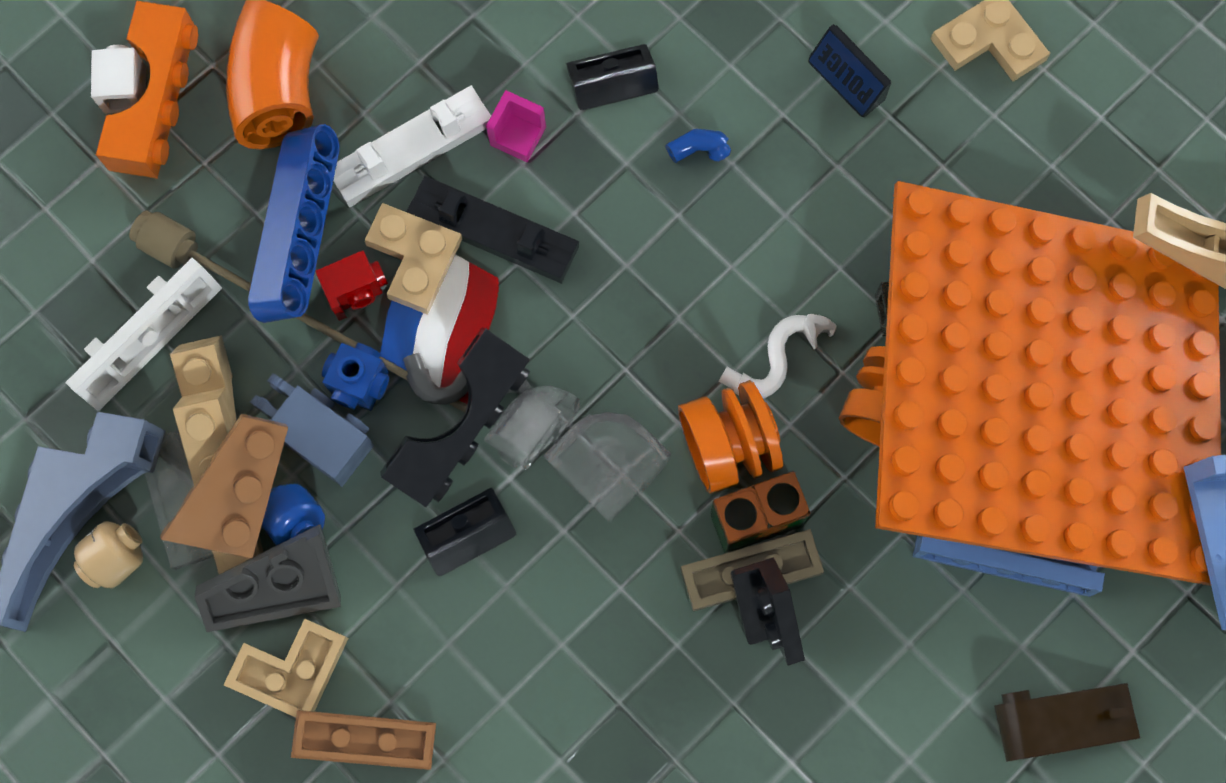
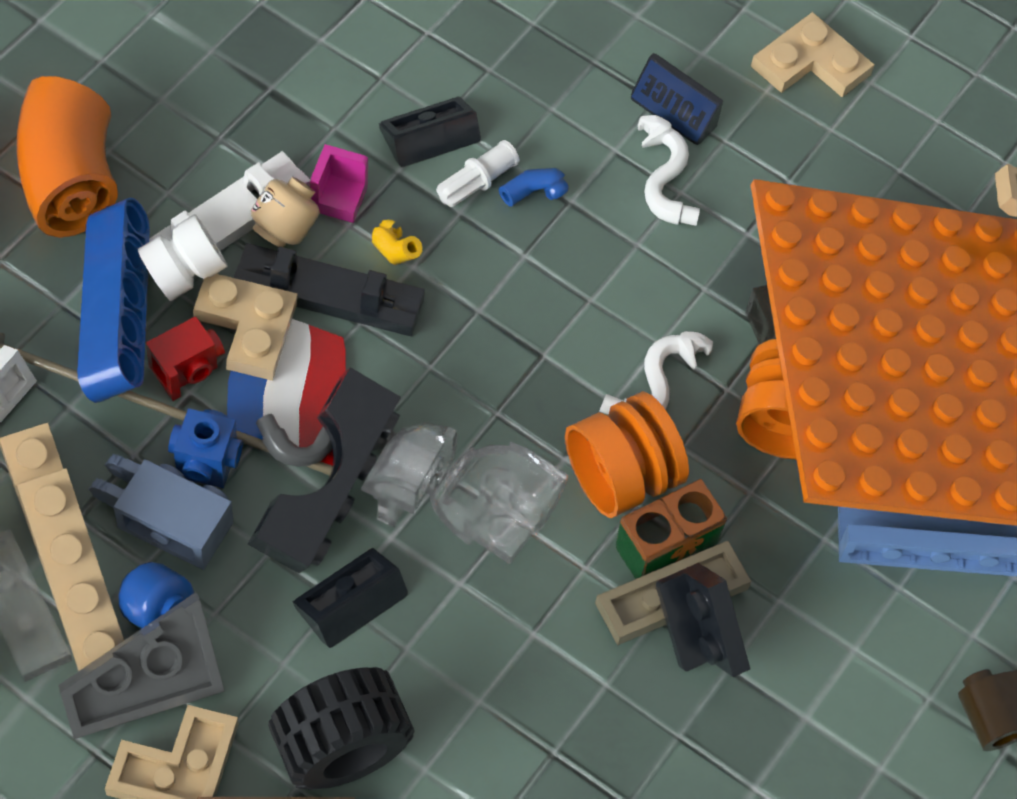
camera: 20 degrees left, 15 degrees down
(233, 492) = (94, 570): medium nougat wing -> none
(355, 193) = (186, 255): none -> white wheel
(427, 668) = (341, 728): none -> black tyre
(461, 151) = (284, 212): none -> tan head
(552, 185) = (396, 251): none -> yellow arm
(647, 128) = (478, 174): none -> white axle
(827, 103) = (661, 132): none -> white animal

